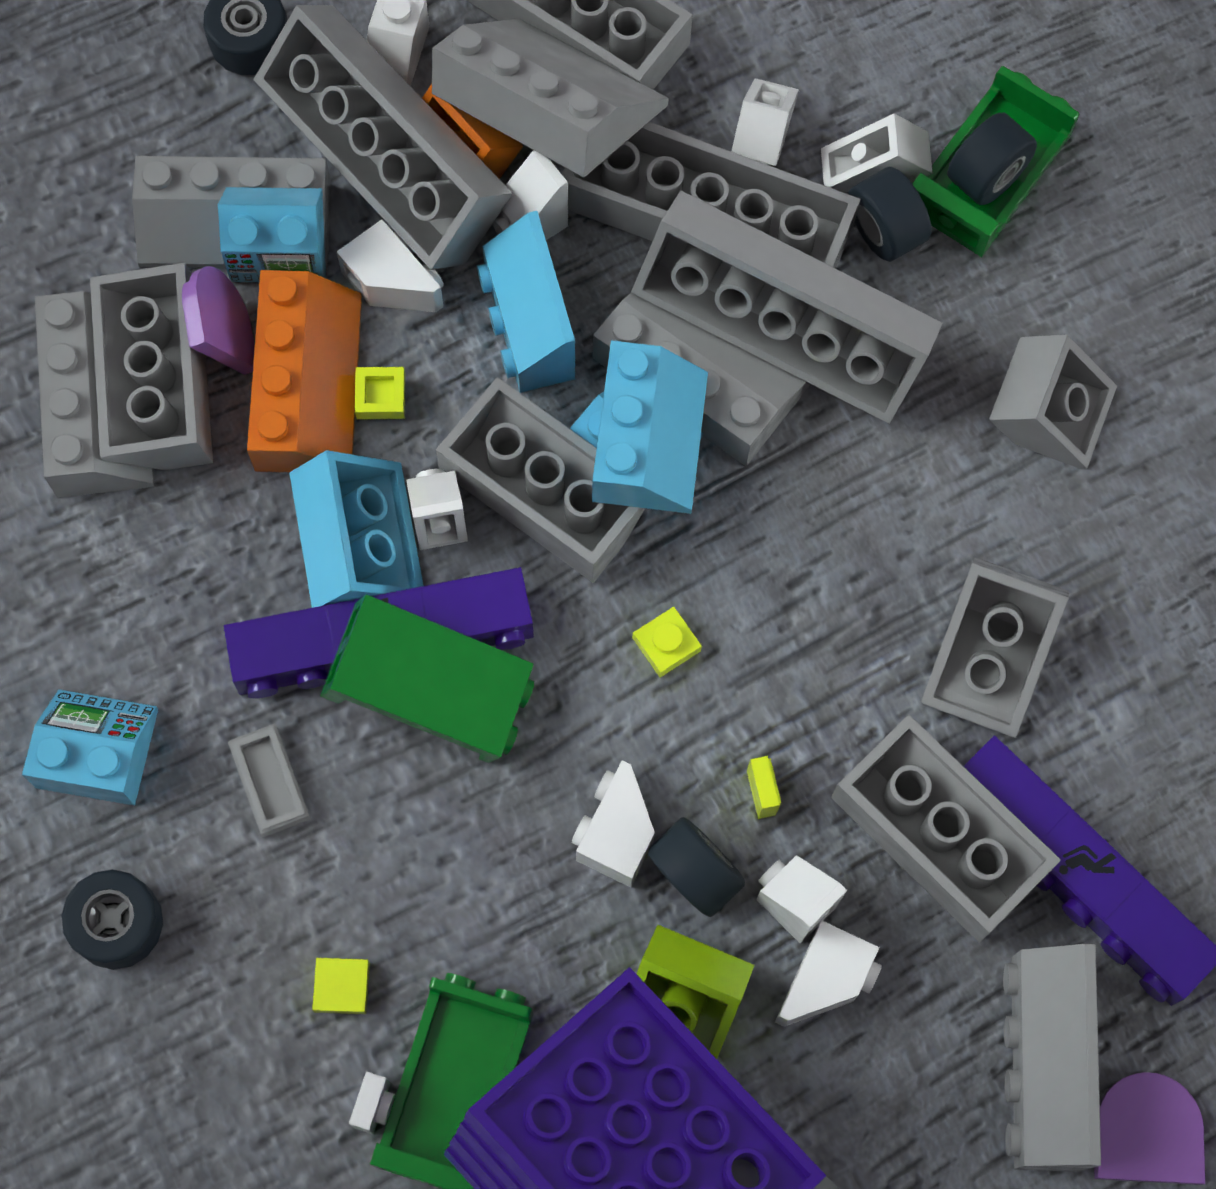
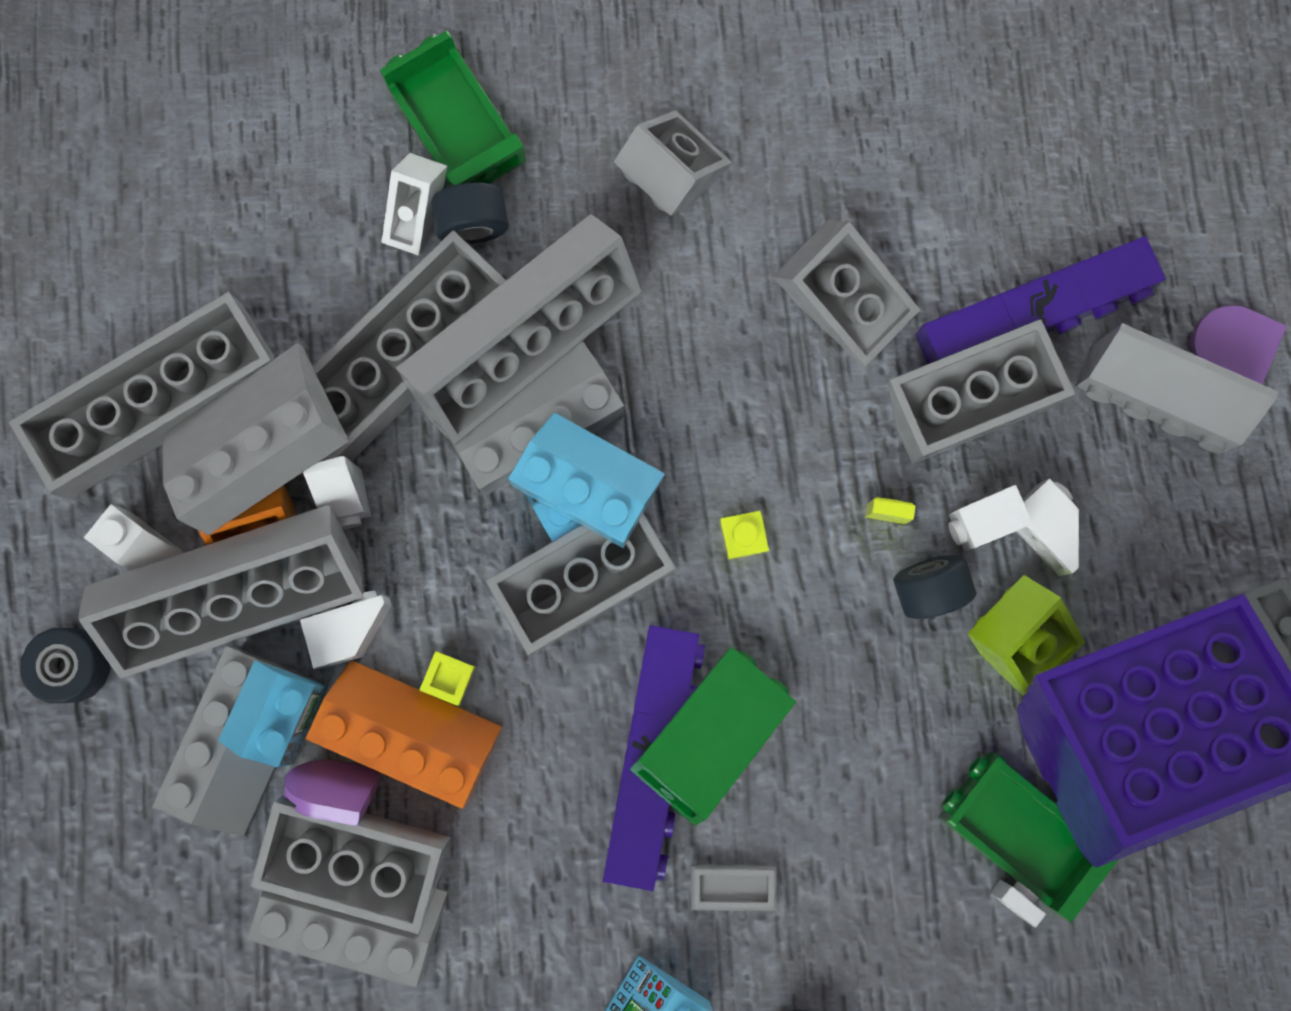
camera: 70 degrees left, 10 degrees up
(341, 986) = (916, 891): neon yellow tile -> none
(354, 527) = (561, 743): medium azure slope -> none
(437, 508) = (566, 671): white slope -> none
(528, 306) = (425, 530): medium azure slope -> none
(620, 830) = (882, 632): white slope -> none
(764, 121) = (343, 275): white slope -> none
(992, 158) = (458, 113): black wheel -> none

